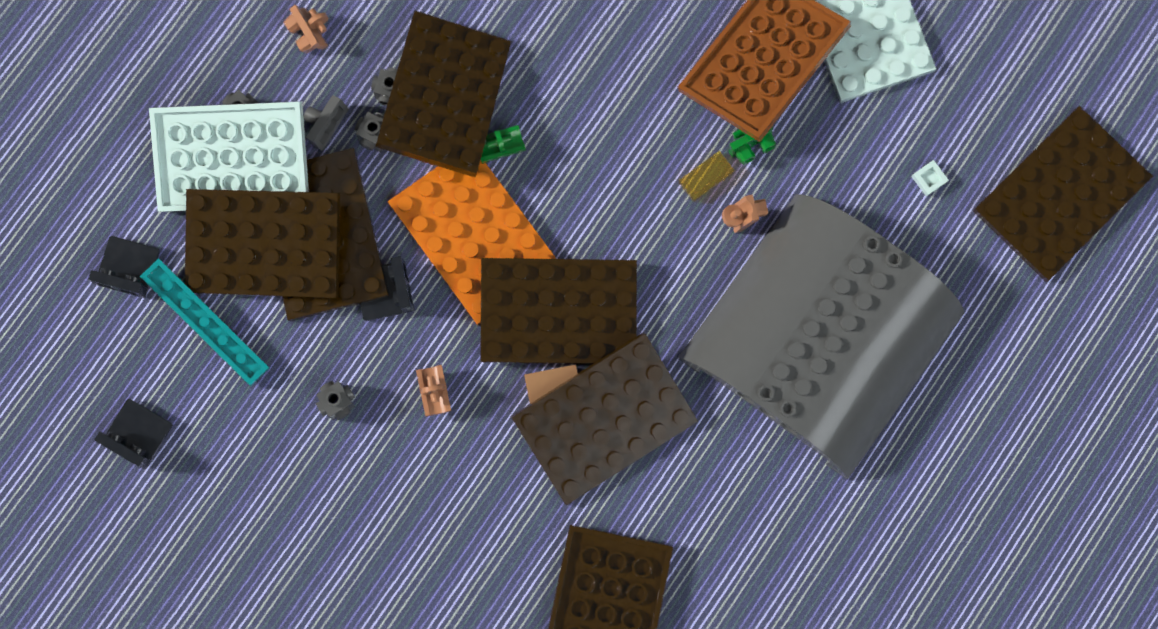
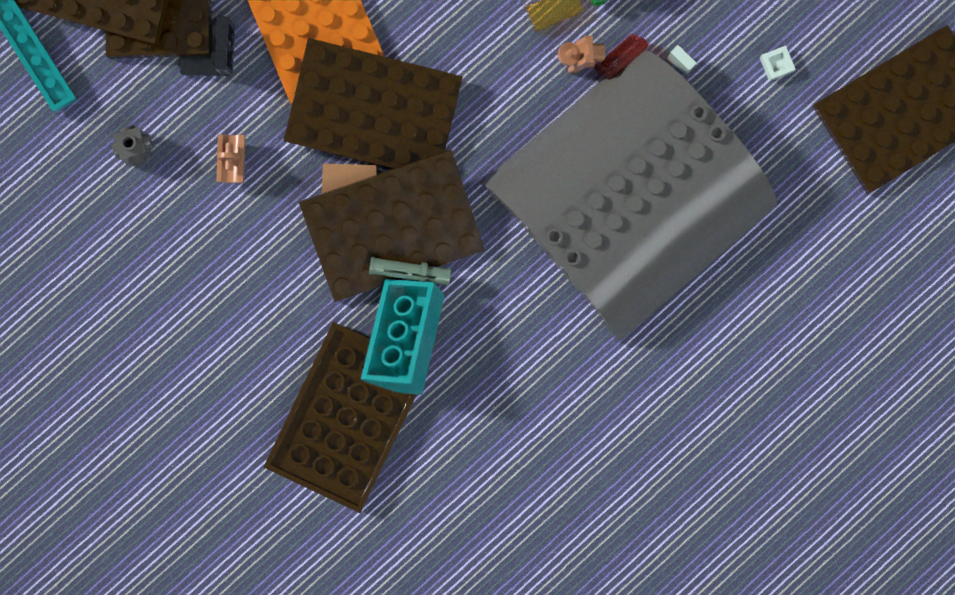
camera: 15 degrees right, 5 degrees up
(633, 458) = (410, 271): none -> sand green pin
(642, 522) = (403, 336): none -> teal slope
(781, 206) = (621, 56): none -> clear red tile
(839, 197) = (681, 60): none -> light aqua tile

